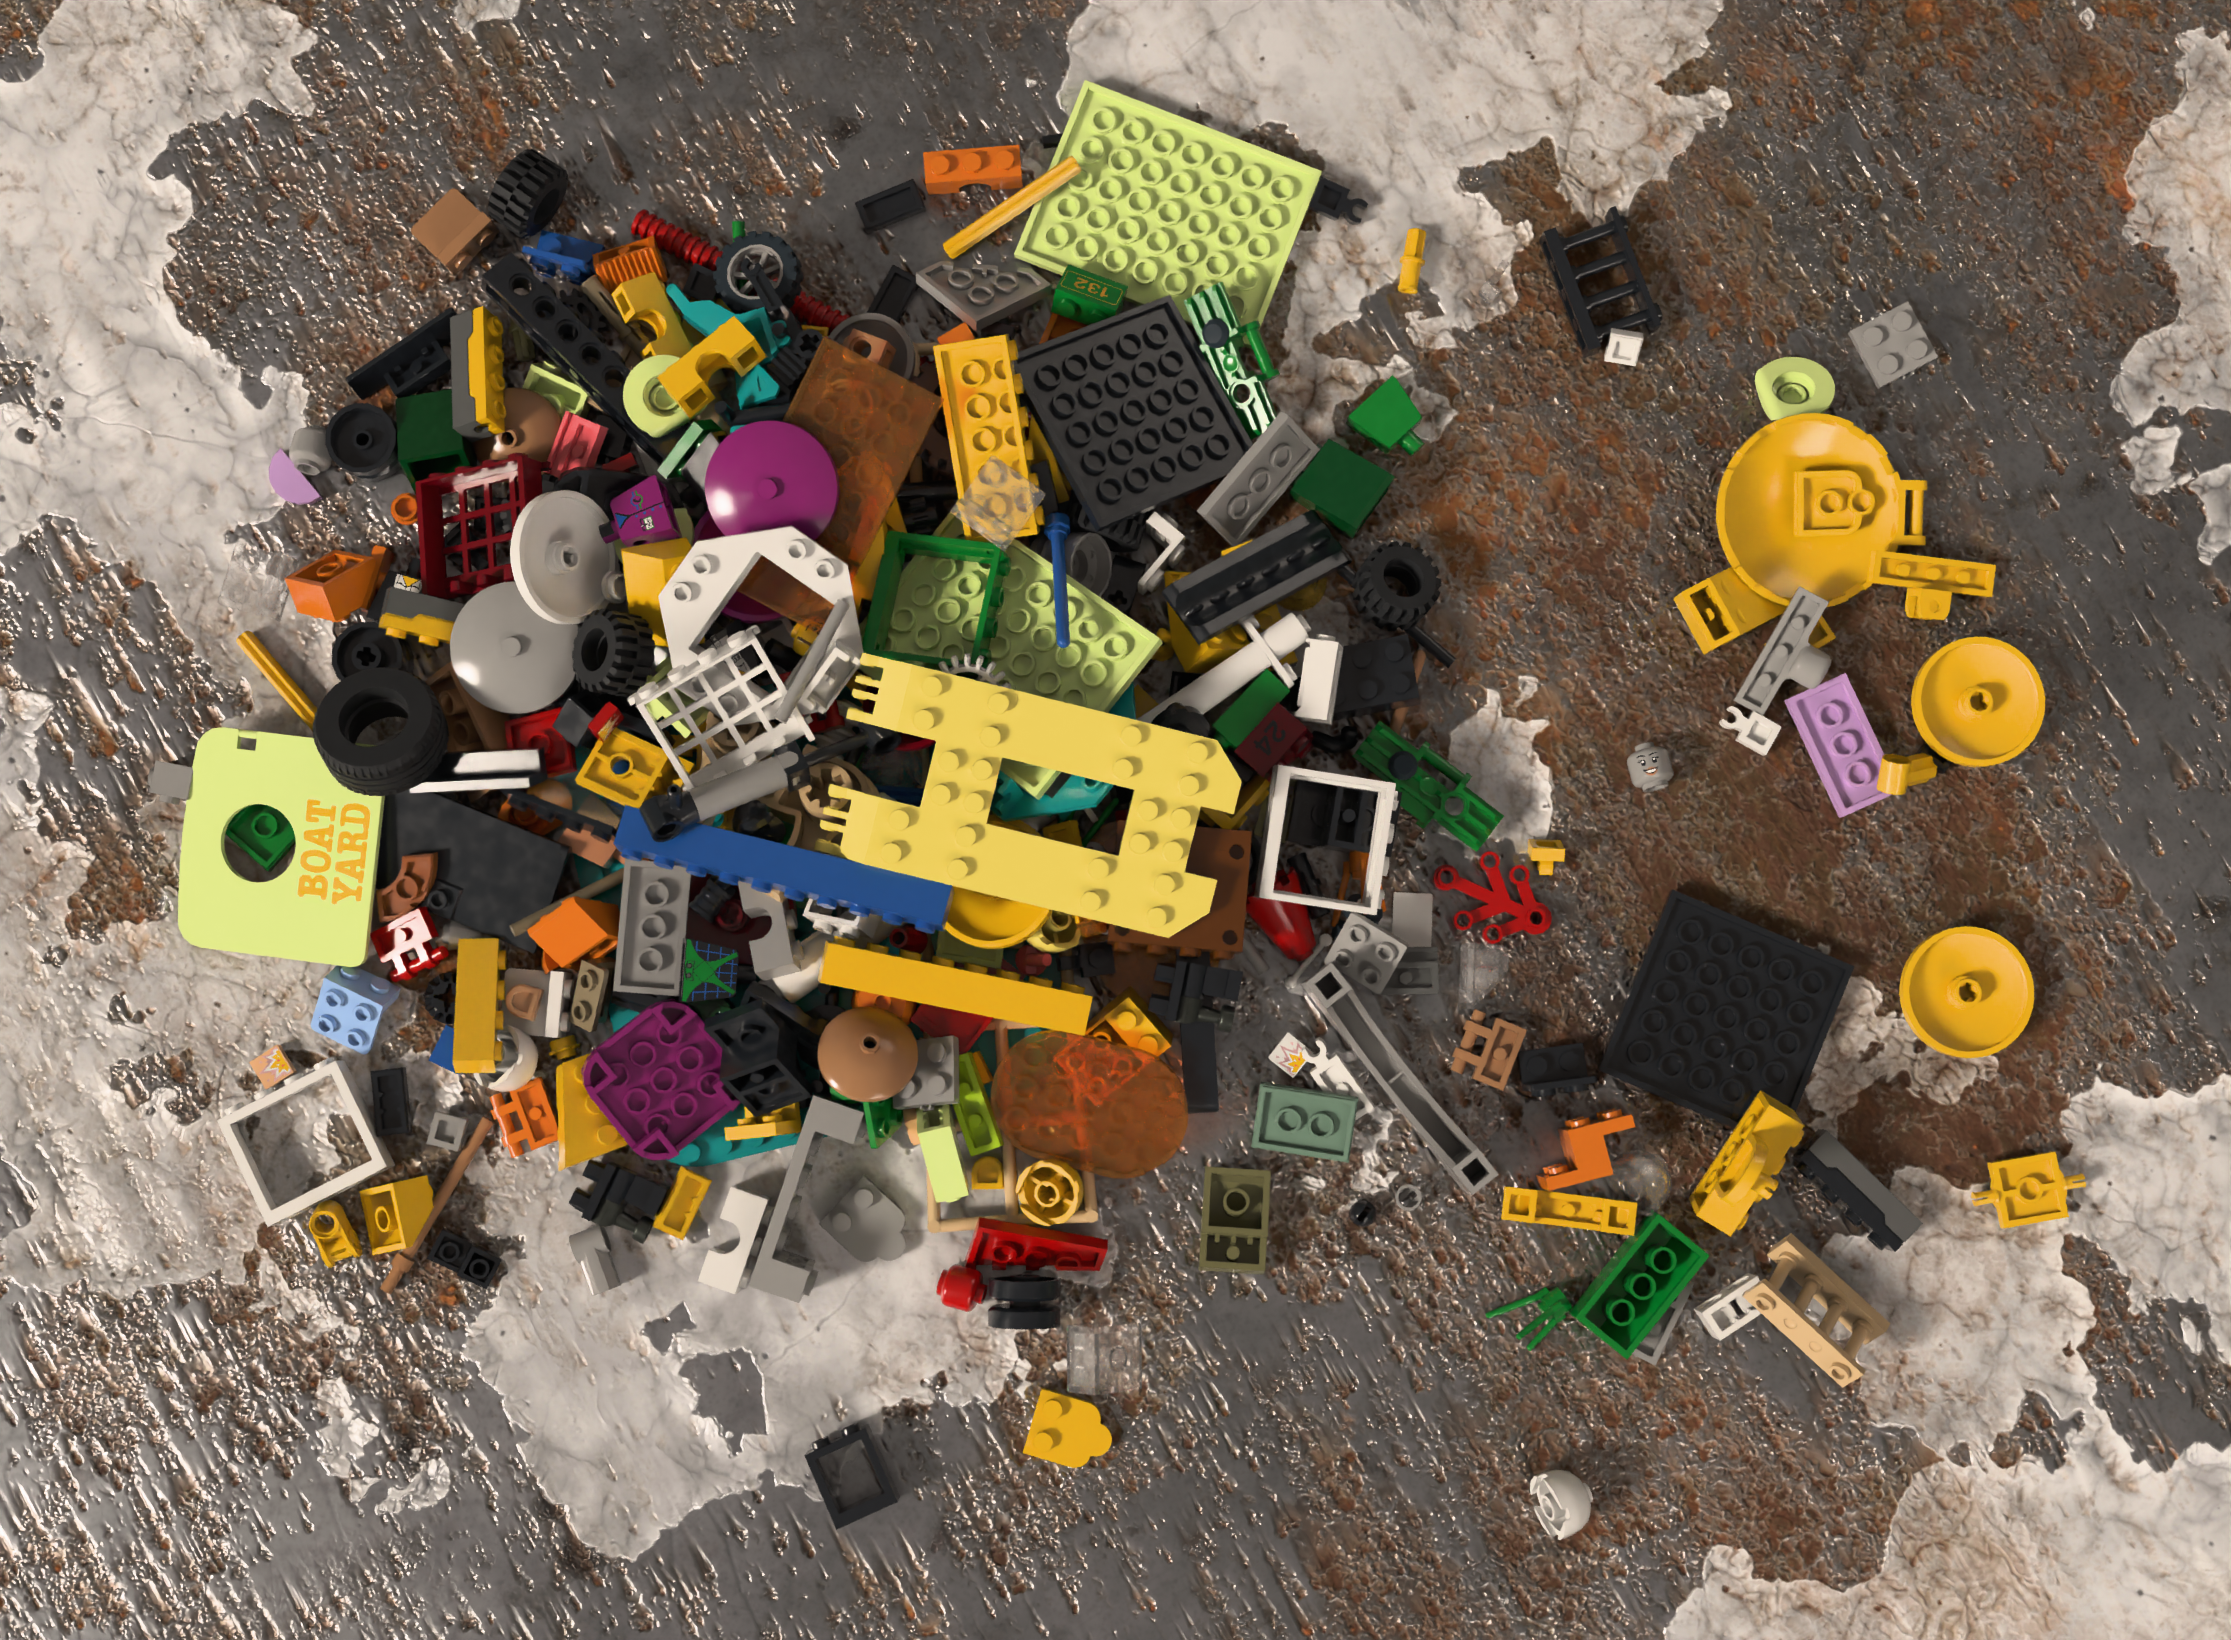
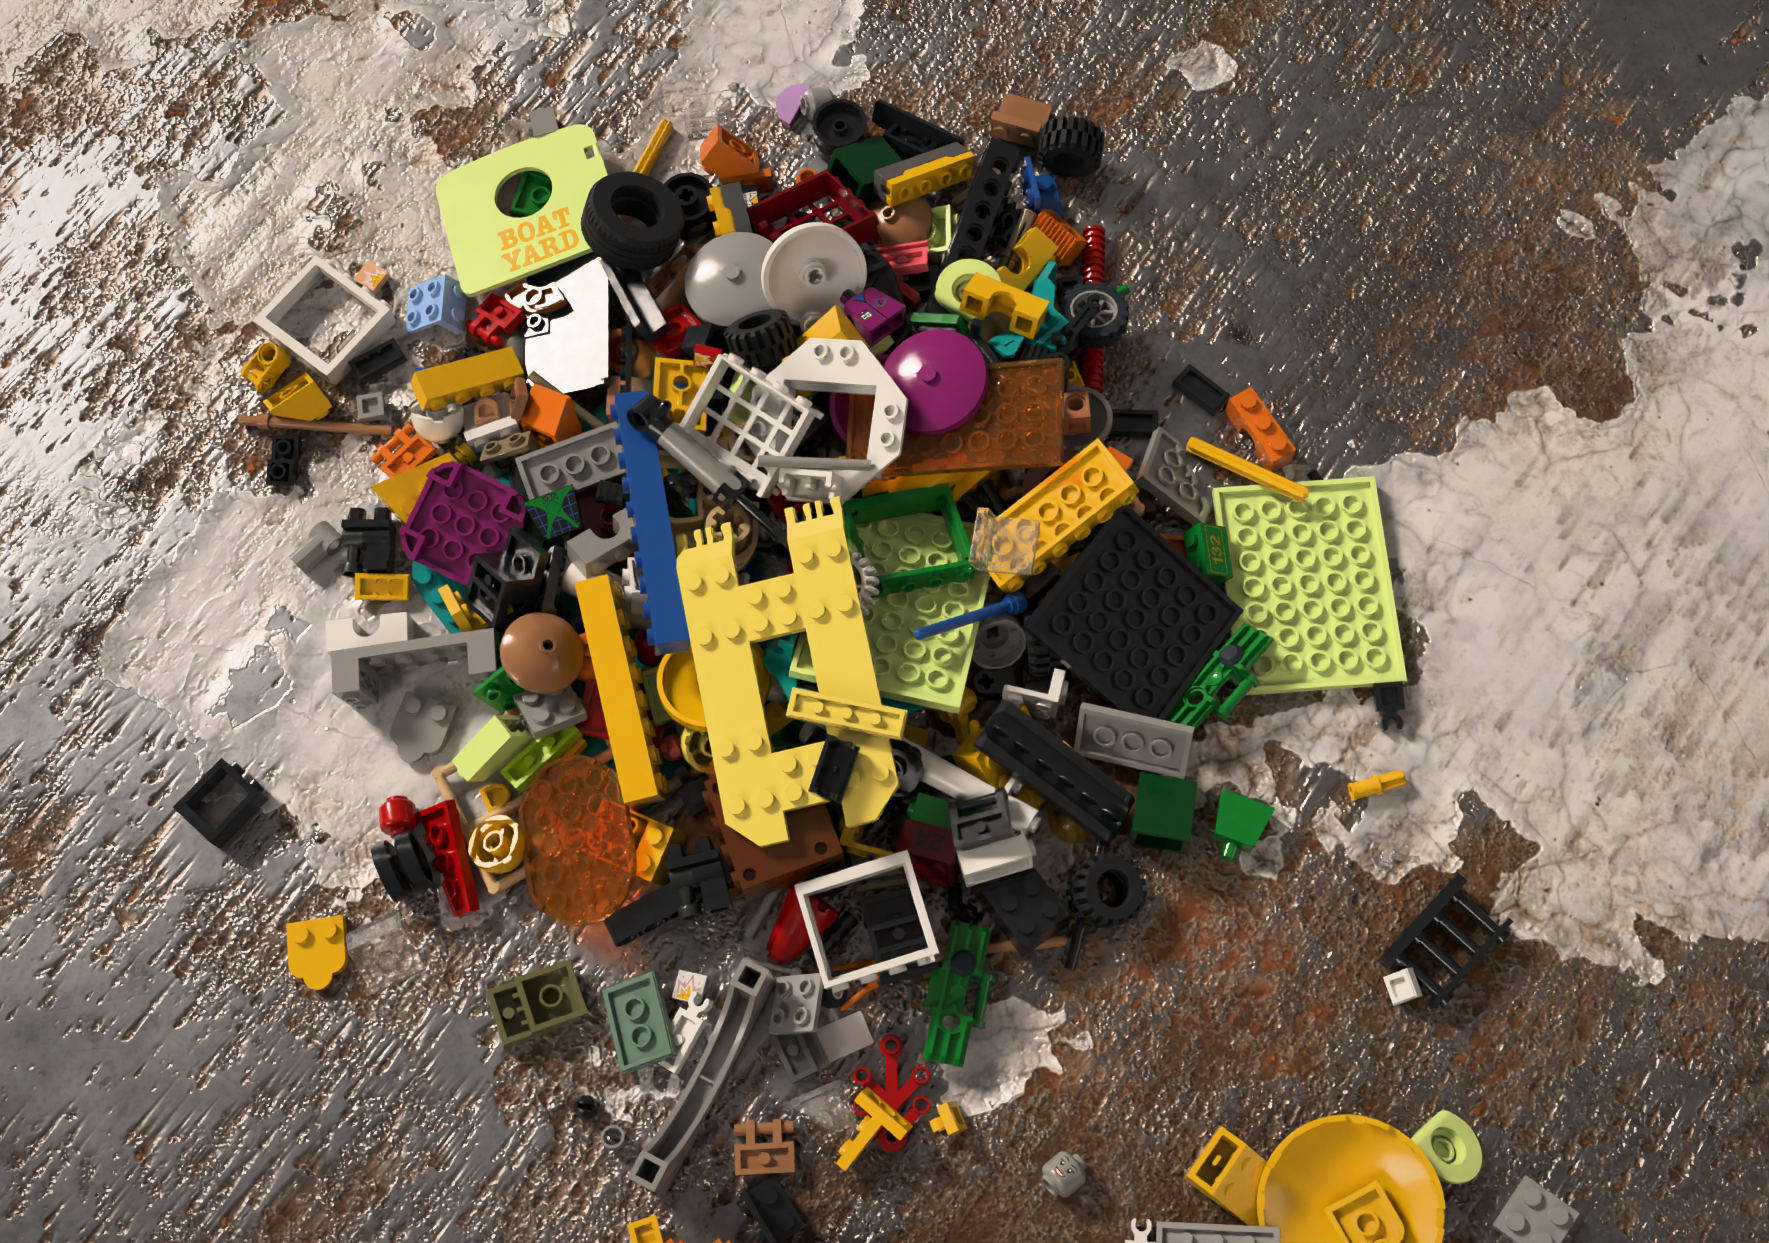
camera: 70 degrees right, 15 degrees down
(532, 957) = (518, 398): none -> medium nougat plate
(1121, 757) = (847, 713): none -> light yellow tile
(1175, 797) = (834, 769): none -> black hinge
(1287, 677) = (982, 826): none -> black plate
(1517, 918) = (882, 1115): none -> yellow bracket

